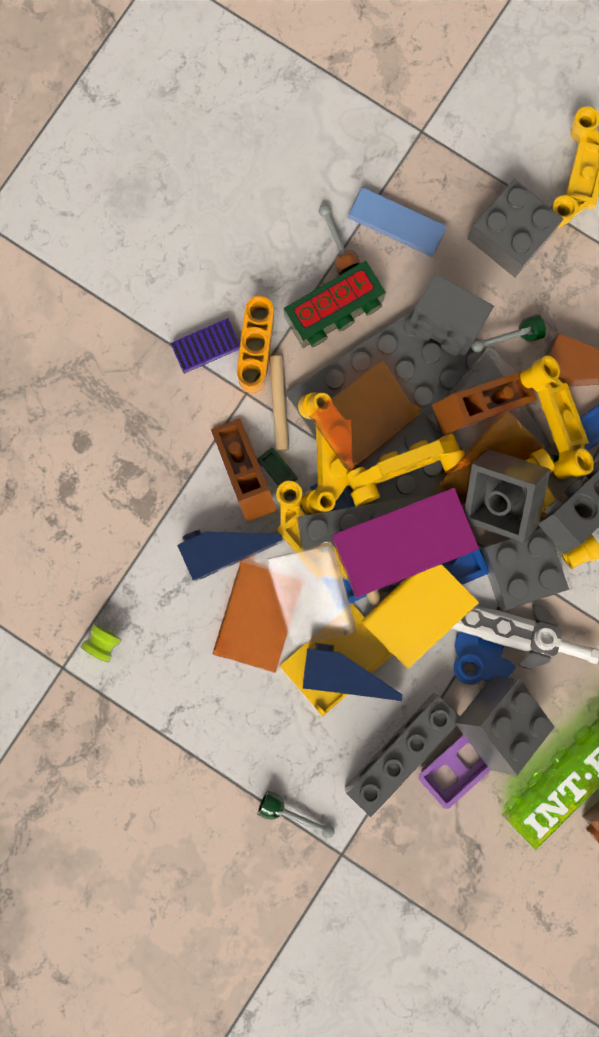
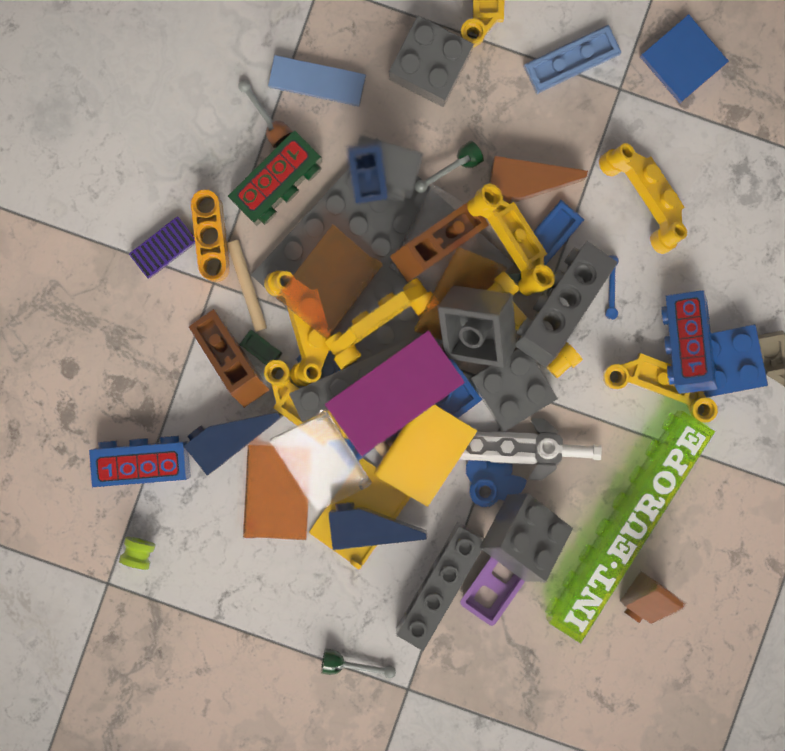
camera: 15 degrees left, 5 degrees up
(127, 551) = (139, 462): none -> brick
(436, 307) = (367, 172): none -> dark blue slope

